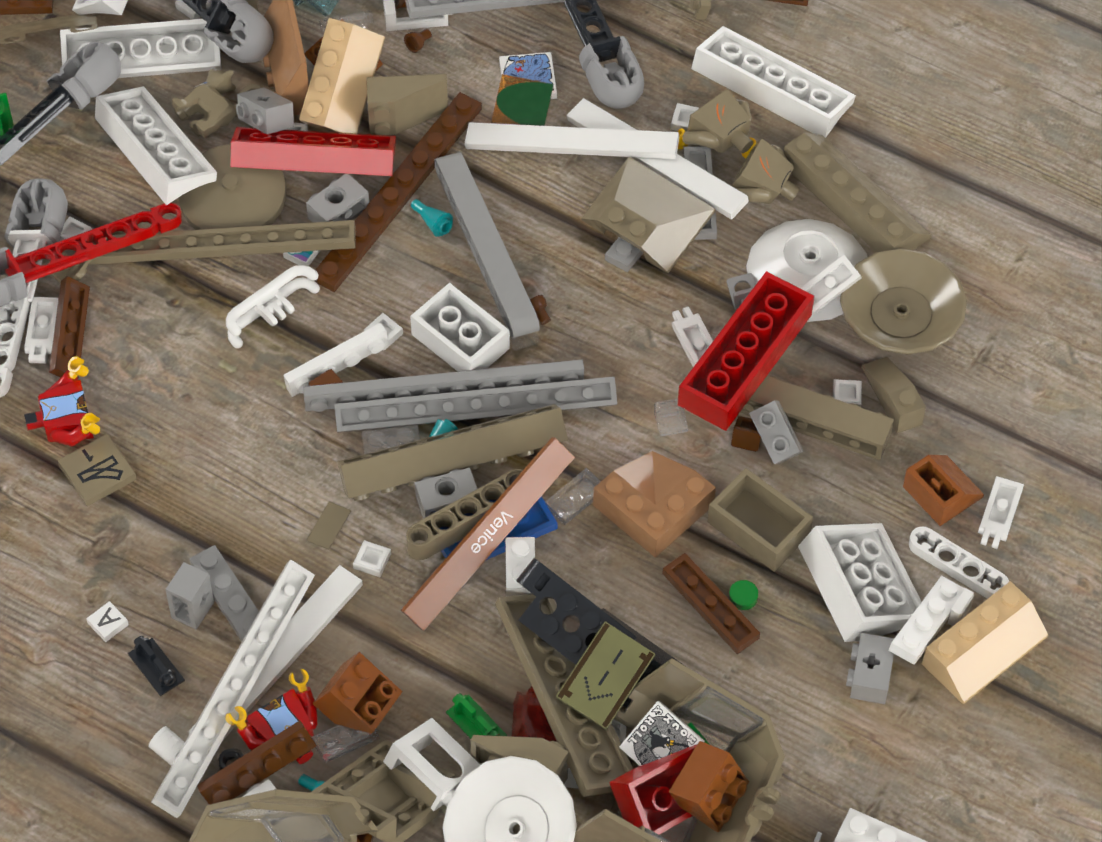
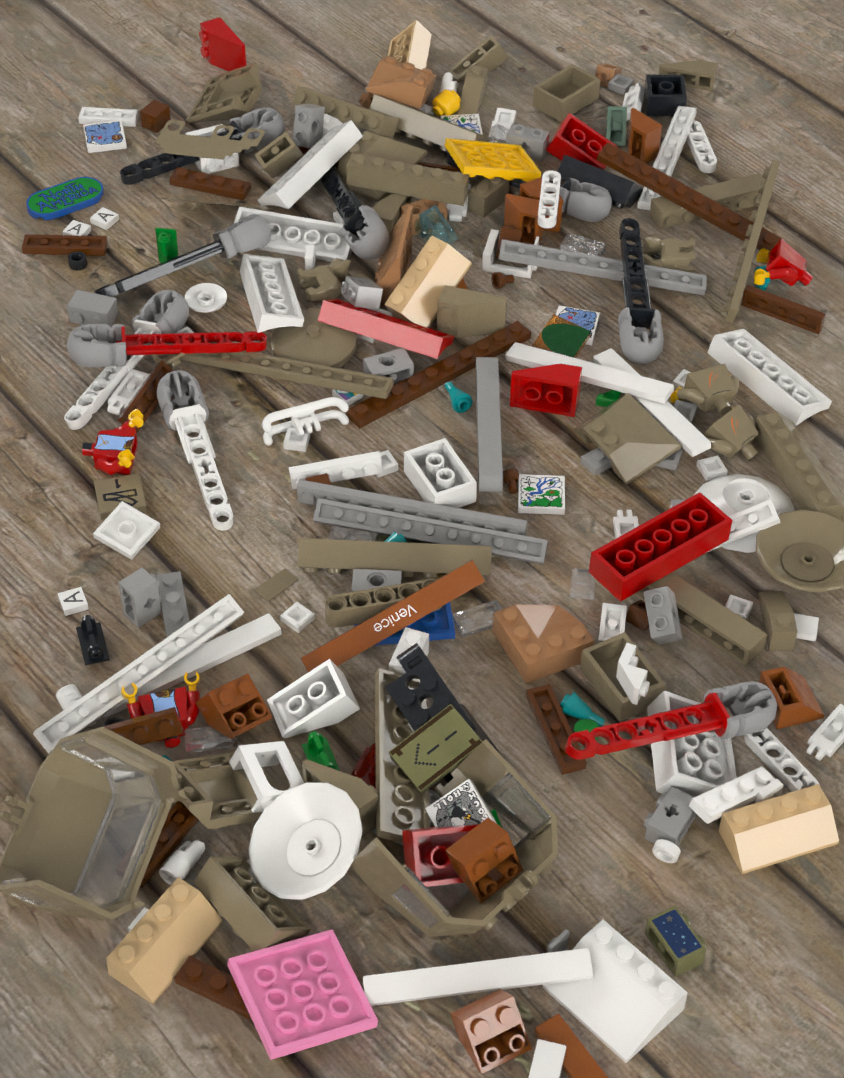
camera: 20 degrees right, 10 degrees down
(72, 163) = (206, 297): none -> white dish
(127, 512) = (126, 530): none -> white tile
(134, 349) = (191, 419): none -> white piece
(177, 78) = (310, 257): none -> white tile
(269, 334) = (294, 441): none -> white tile
(437, 658) = (313, 701): none -> white slope
(537, 179) = (547, 389): none -> red slope
(579, 316) = (541, 494): none -> white tile
(605, 167) = (607, 398): none -> green tile
(721, 457) = (612, 621): none -> white plate
(722, 570) = (577, 708): none -> teal cone
(754, 223) = (711, 467): none -> white tile
(777, 524) = (631, 677): none -> white slope
(873, 536) = (749, 702): none -> red piece
(880, 706) = (666, 851): none -> white tile
(927, 803) = (675, 940): none -> brick
(929, 392) = (806, 627): none -> white tile

